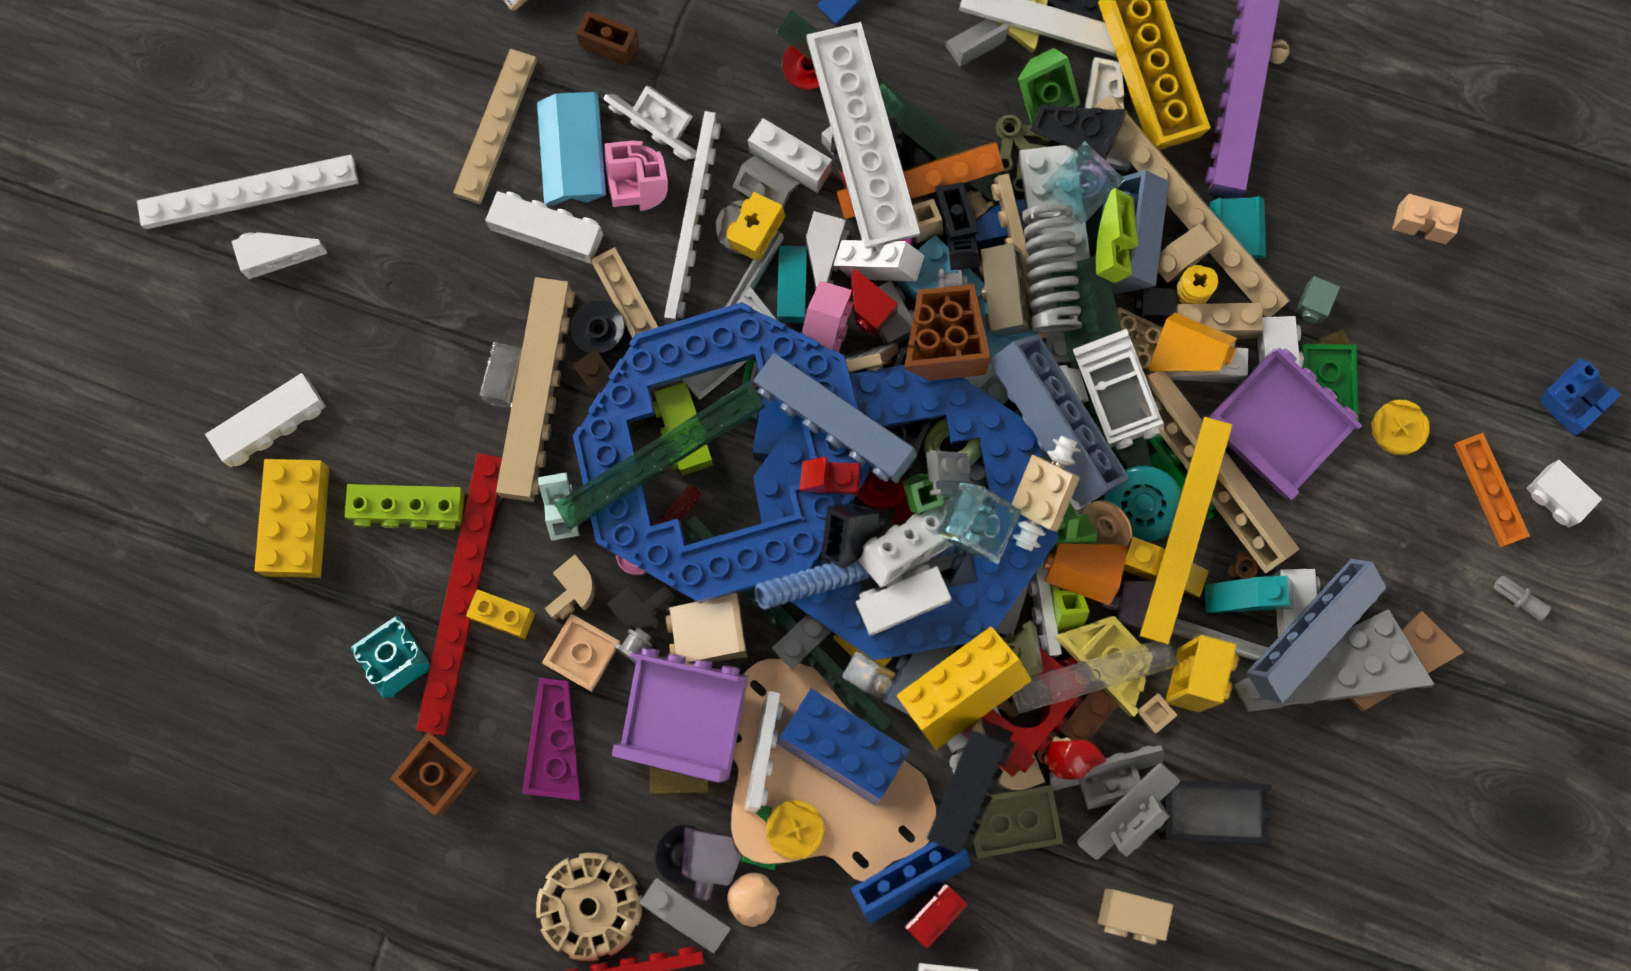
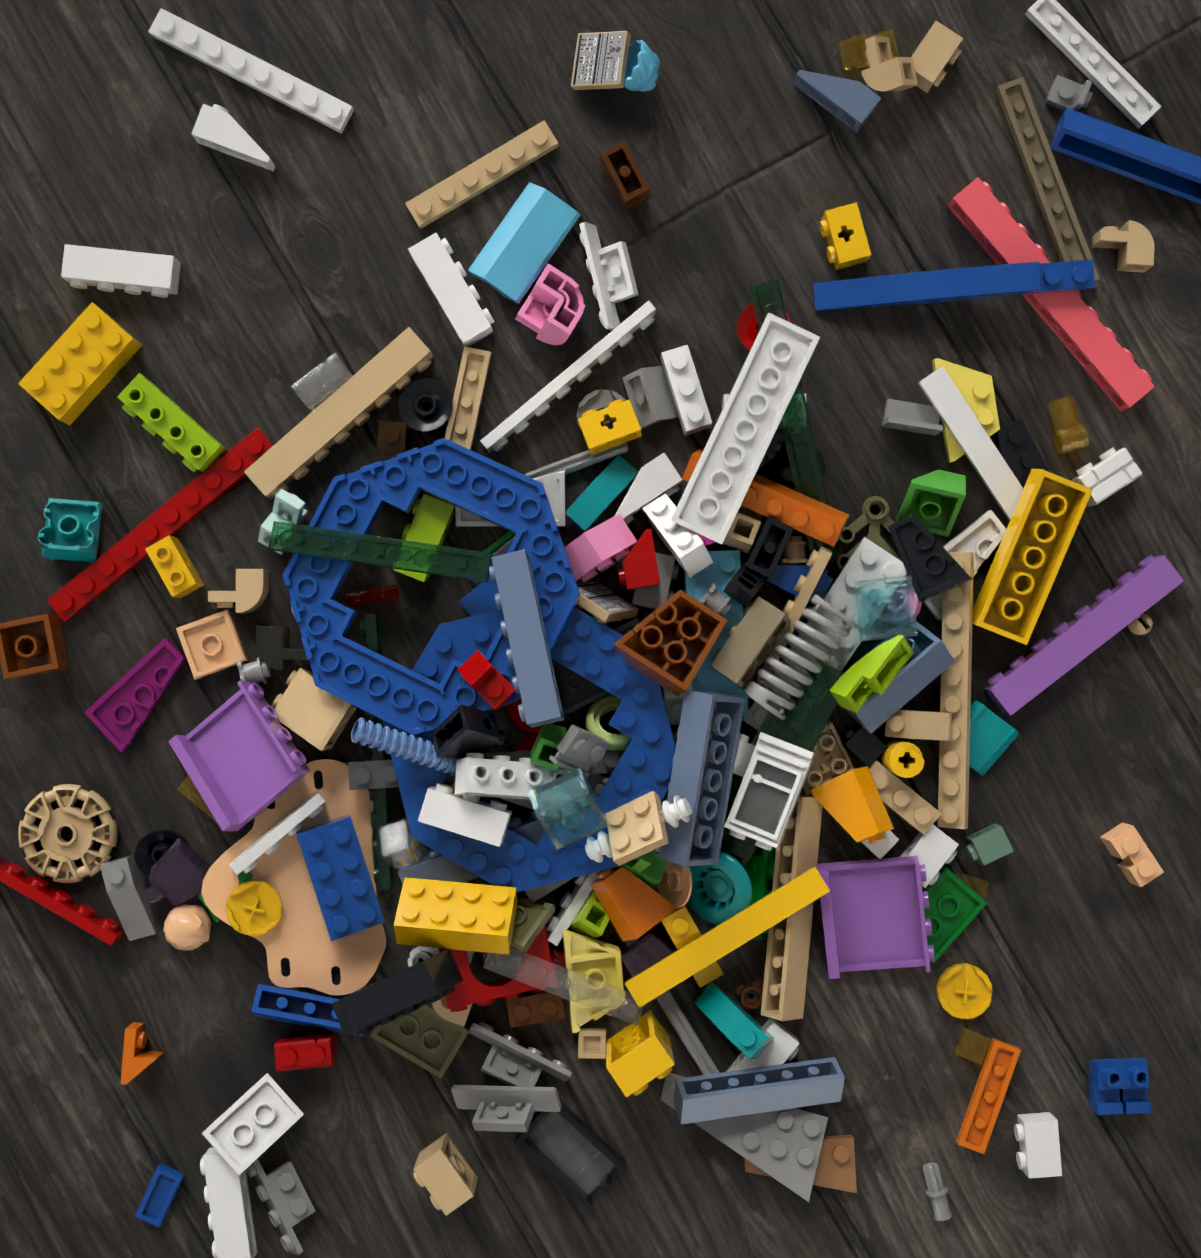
camera: 40 degrees right, 10 degrees up
(1070, 758) = (490, 1029): red hair -> none
(1444, 463) = (972, 1045): none -> clear yellow tile

